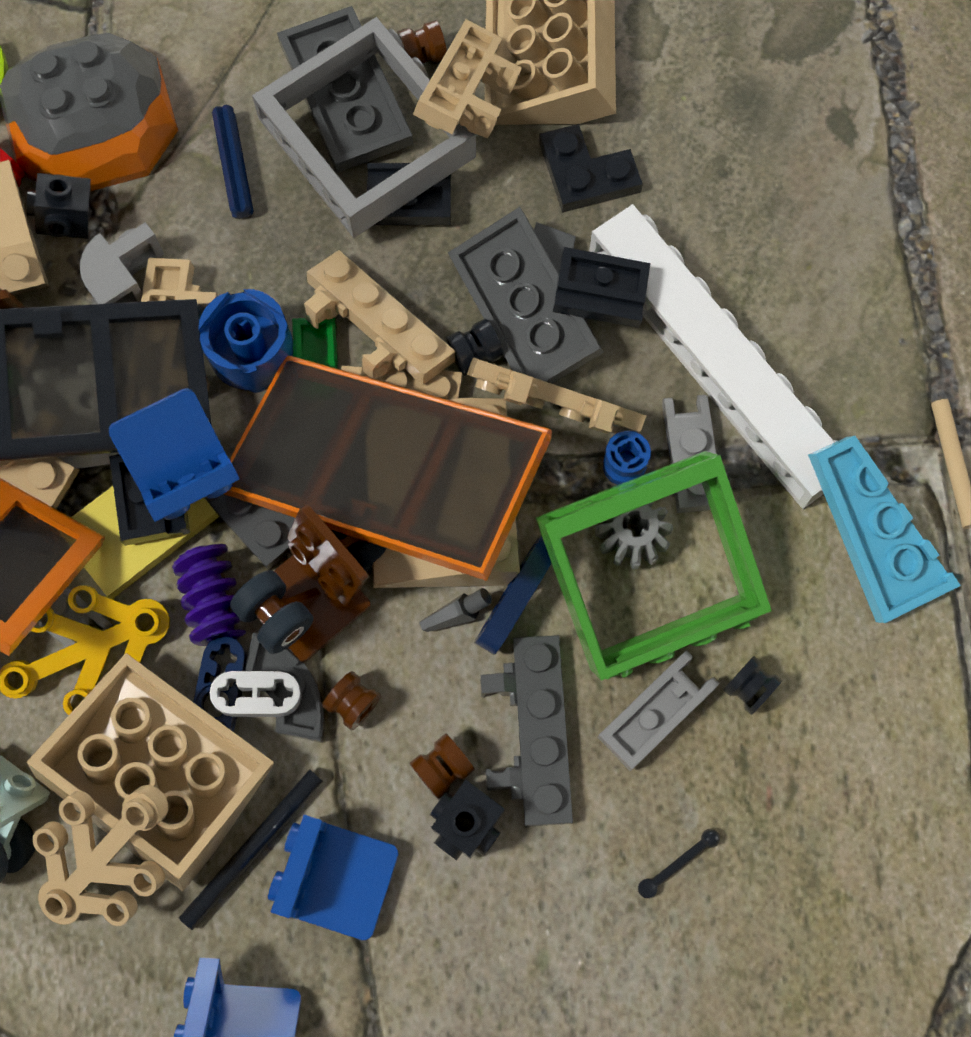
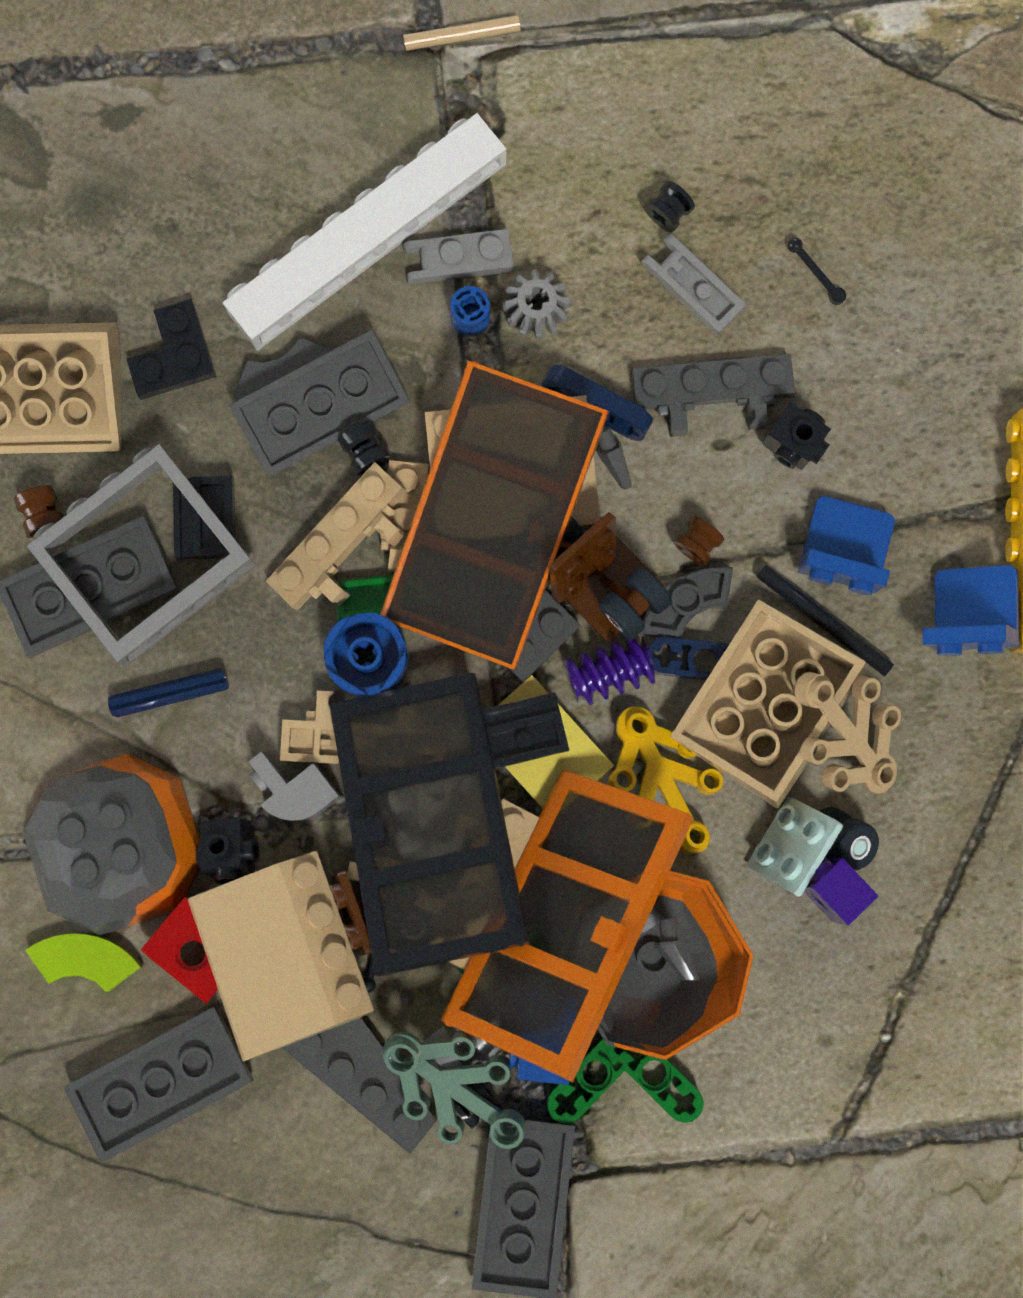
camera: 95 degrees left, 10 degrees up
(173, 454) = (500, 697): blue bracket -> none
(255, 682) = (689, 621): white beam -> none
(432, 771) = (757, 468): reddish brown wheel -> none
(451, 90) = (83, 457): tan hinge -> none
(528, 390) = (416, 387): tan hinge -> none
(601, 287) = (314, 326): black plate -> none
(692, 629) = (526, 297): bright green window -> none
(884, 546) = (544, 93): medium azure wing -> none

